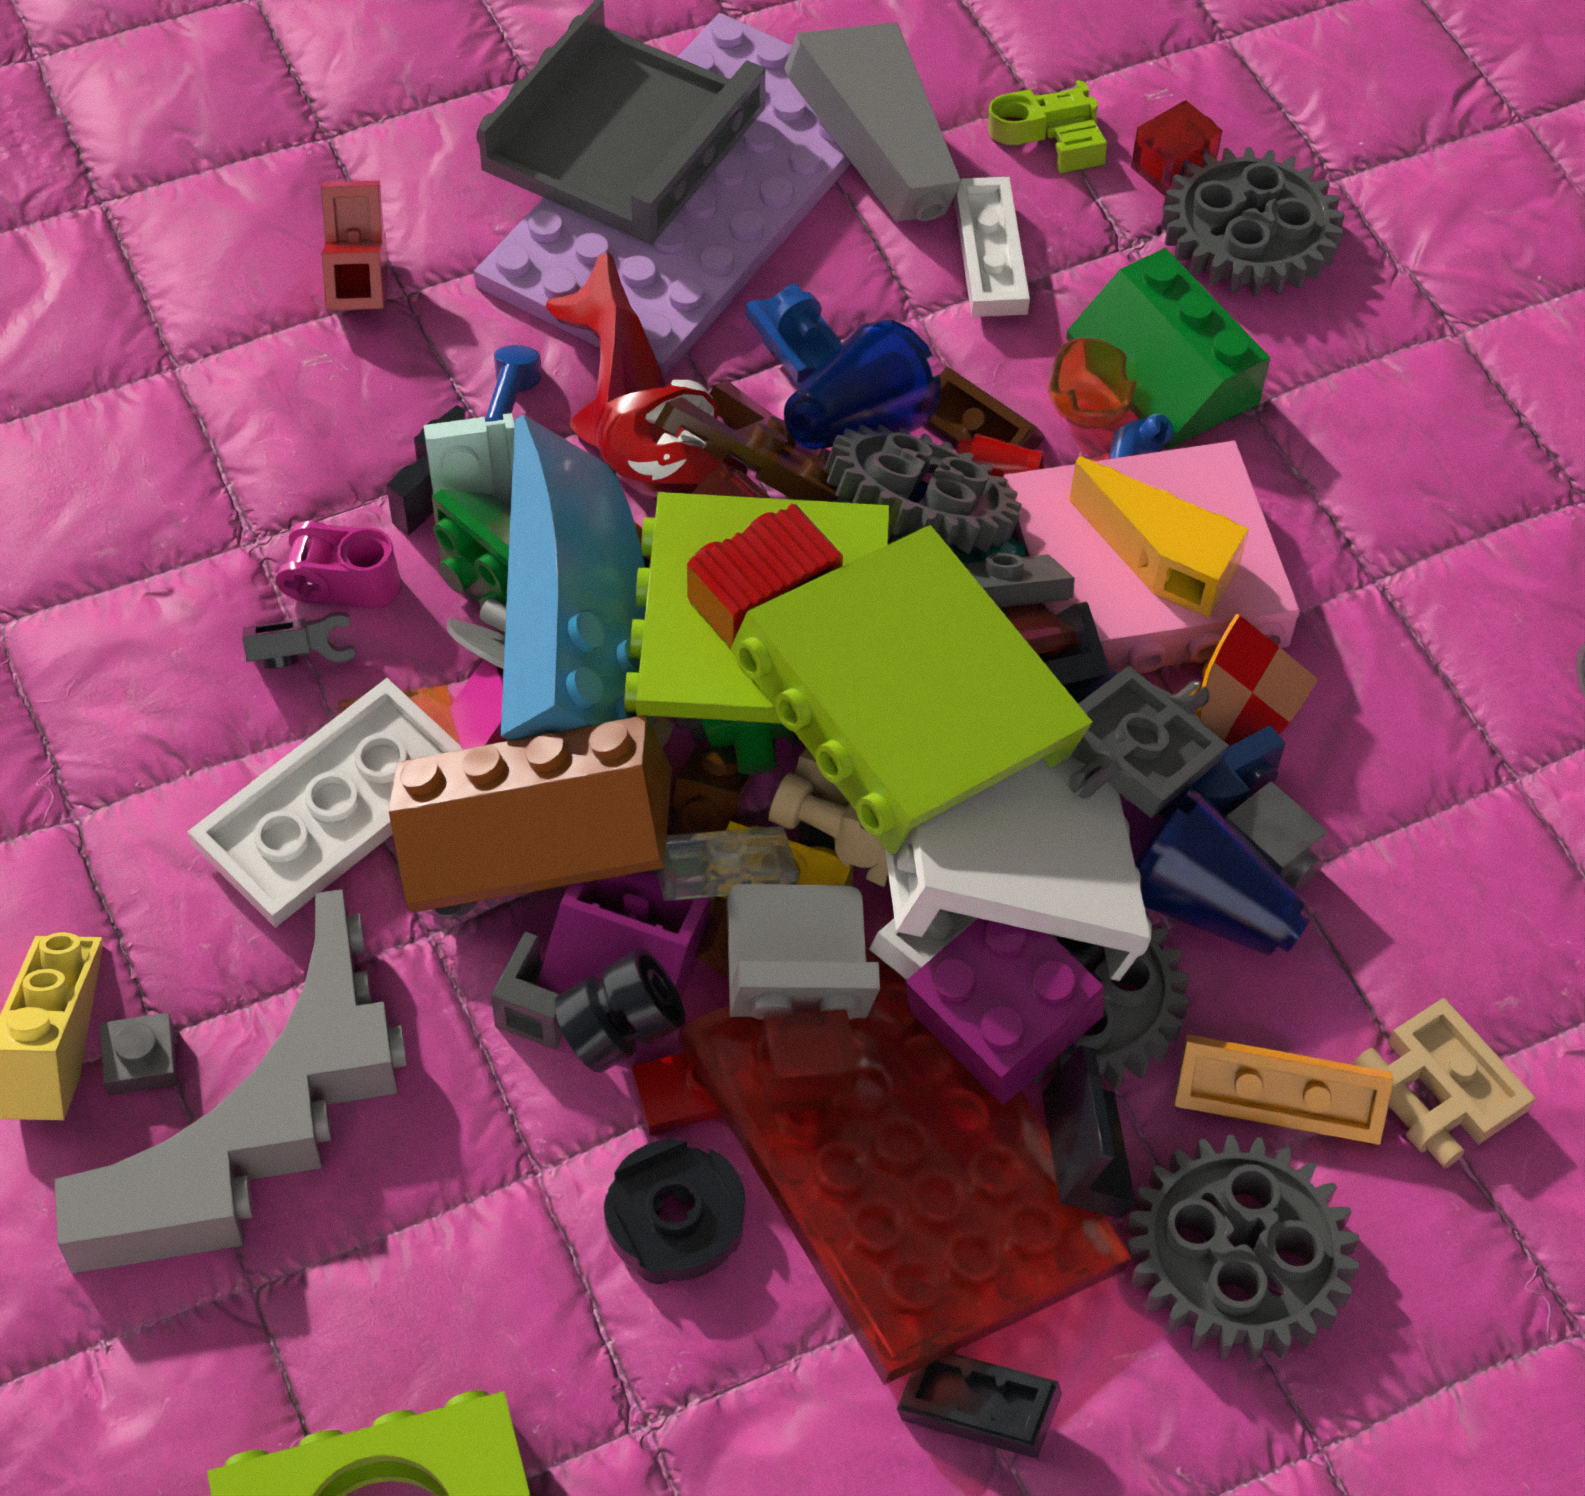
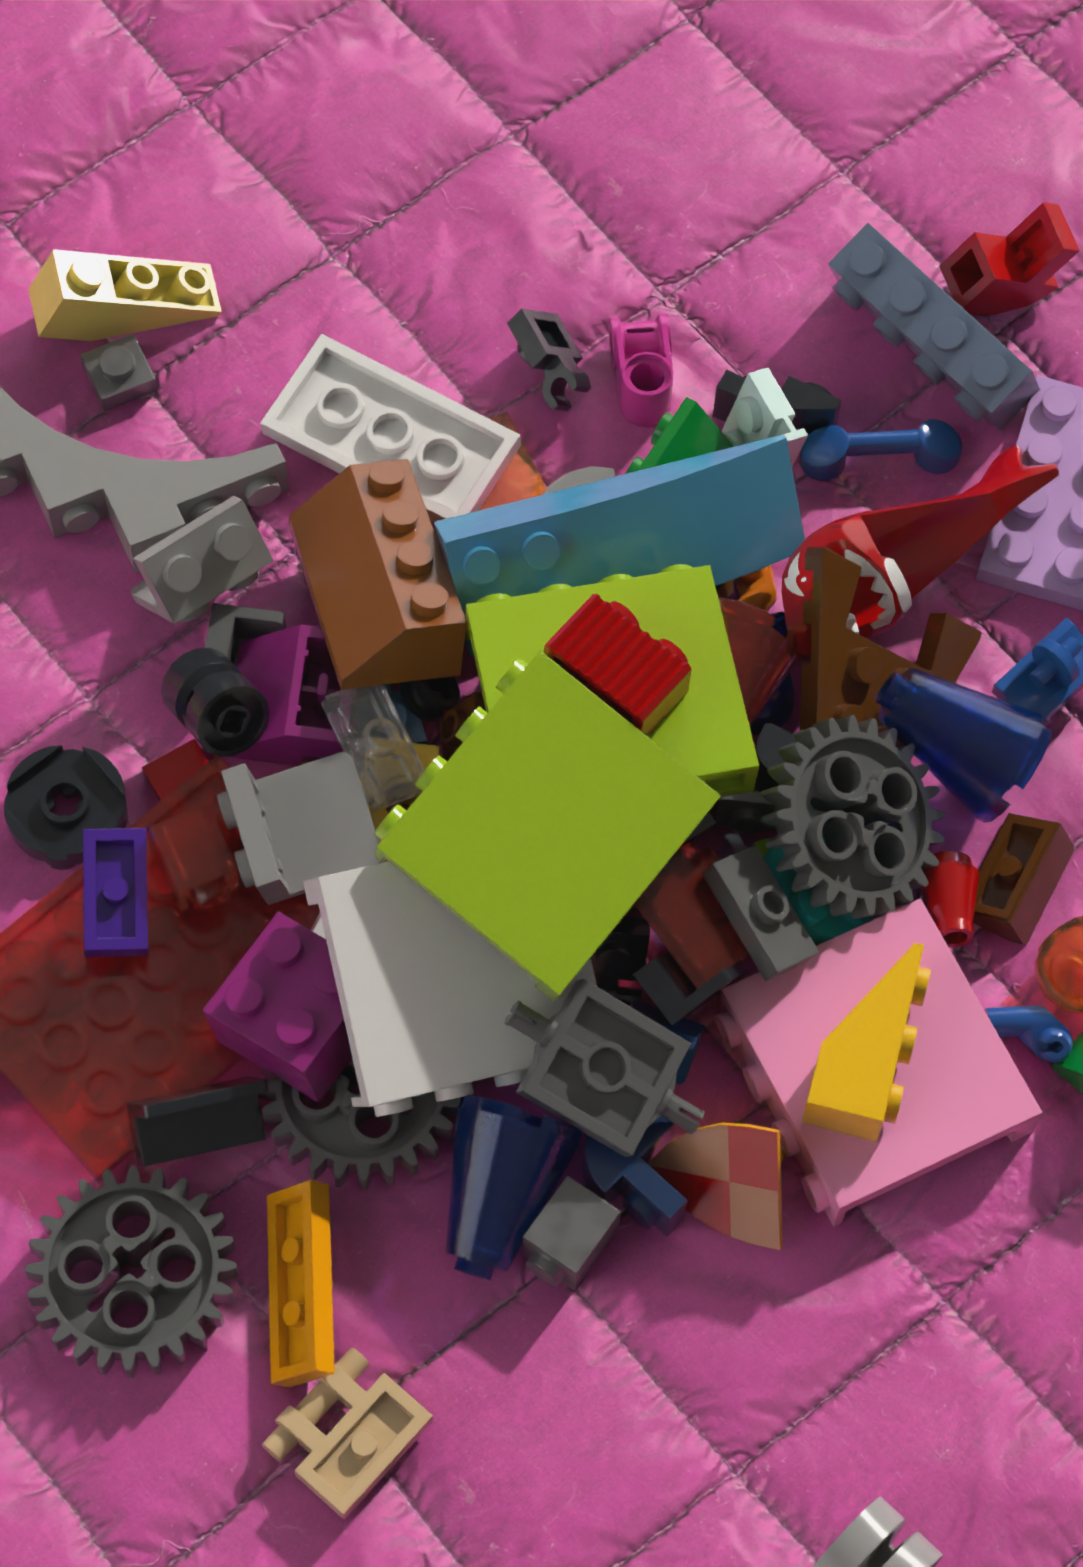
camera: 75 degrees right, 10 degrees up
(398, 323) = (934, 327): none -> sand blue brick
(445, 997) = (201, 562): none -> light grey bracket
(827, 1148) = (115, 892): none -> dark purple plate

